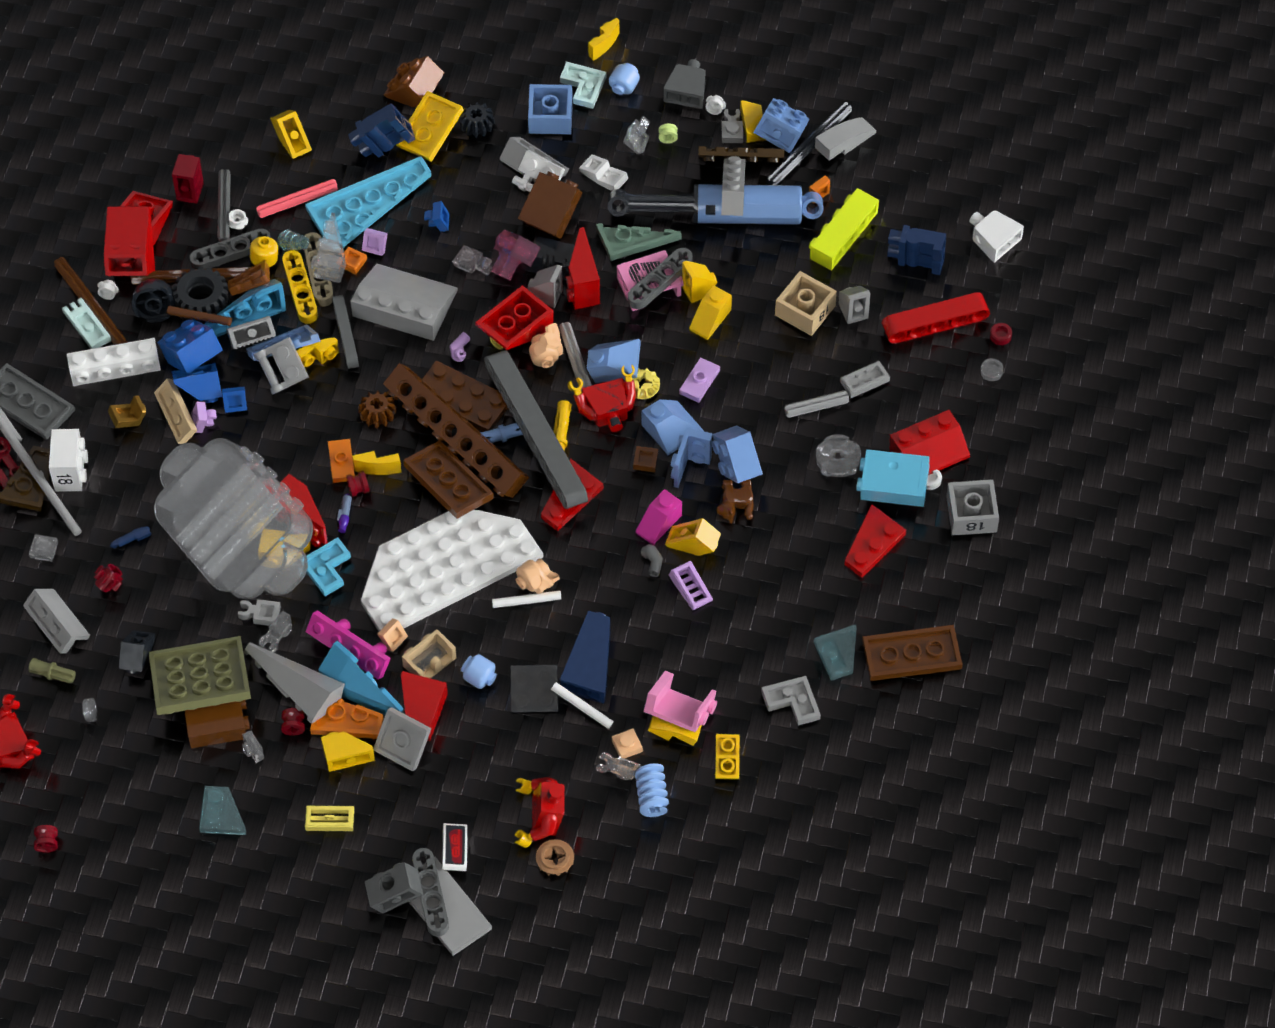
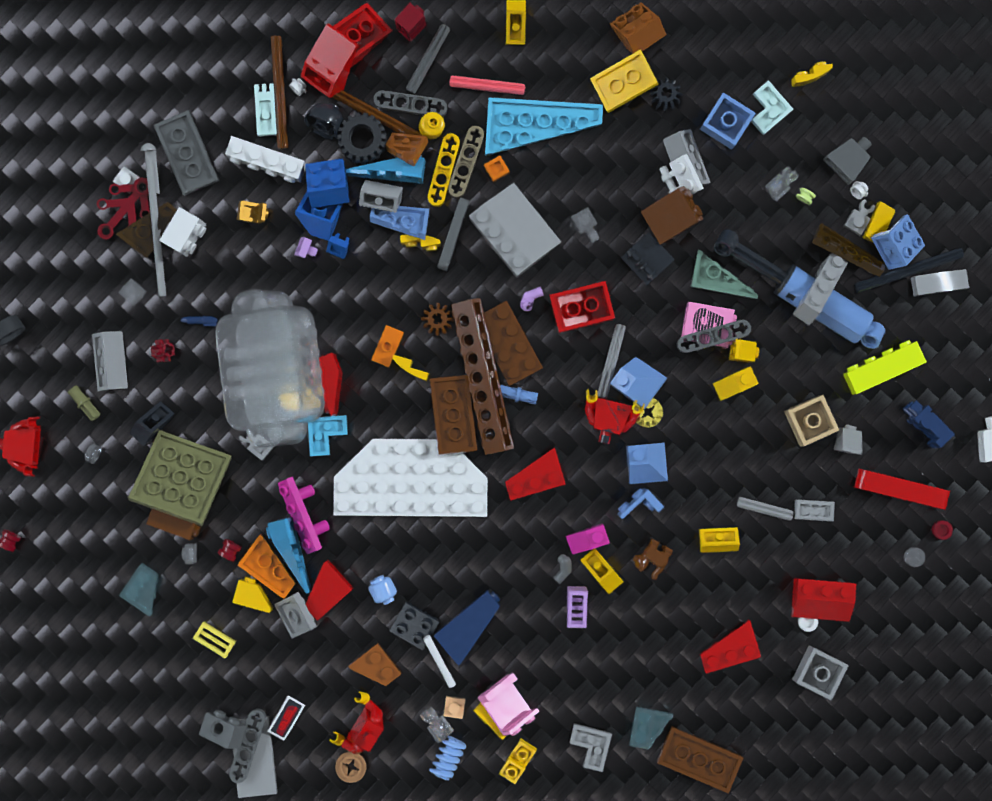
camera: 30 degrees right, 30 degrees up
(175, 411) = (288, 232): tan plate -> none
(197, 315) = (347, 162): reddish brown bar -> none
(237, 219) = (430, 84): white plate -> none
(277, 630) = (262, 467): clear plate -> none
(287, 362) = (392, 241): light grey plate -> none
(291, 240) = (459, 127): clear light blue cone -> none
(306, 687) = (251, 533): light grey wedge -> none
(330, 259) = (478, 163): clear slope -> none
(343, 513) = (363, 393): piece -> none
(357, 483) = (386, 376): dark red wheel -> none
(374, 241) = (522, 164): lavender tile -> none
(381, 131) = (582, 68): dark blue hips -> none
(392, 634) = (339, 521): light nougat plate -> none
(429, 655) = (354, 555): tan window -> none
(438, 216) = (583, 170): blue tile -> none
(512, 251) = (620, 244): clear pink brick -> none
(519, 749) = (376, 666): none -> dark orange wing
(526, 599) = (454, 546): white bar -> none
(535, 576) = (469, 537): light nougat head -> none
(536, 429) = (540, 413): dark grey beam -> none
(546, 347) = (593, 341): light nougat head -> none
(547, 285) = (625, 285): light grey slope -> none
(562, 422) = (558, 423): yellow pin -> none
(583, 277) = (657, 297): red slope -> none
(601, 173) = (733, 202): white slope -> none
(624, 79) = (803, 124): light blue head -> none
(645, 459) = (609, 481): reddish brown plate -> none
(699, 380) = (691, 434): lavender plate -> none
(736, 454) = (673, 529): medium blue brick -> none
(791, 455) = (719, 539): none -> yellow slope
(822, 187) = (889, 320): orange tile -> none
(838, 467) = (762, 561): clear plate -> none
(893, 478) = (777, 618): medium azure piece -> none

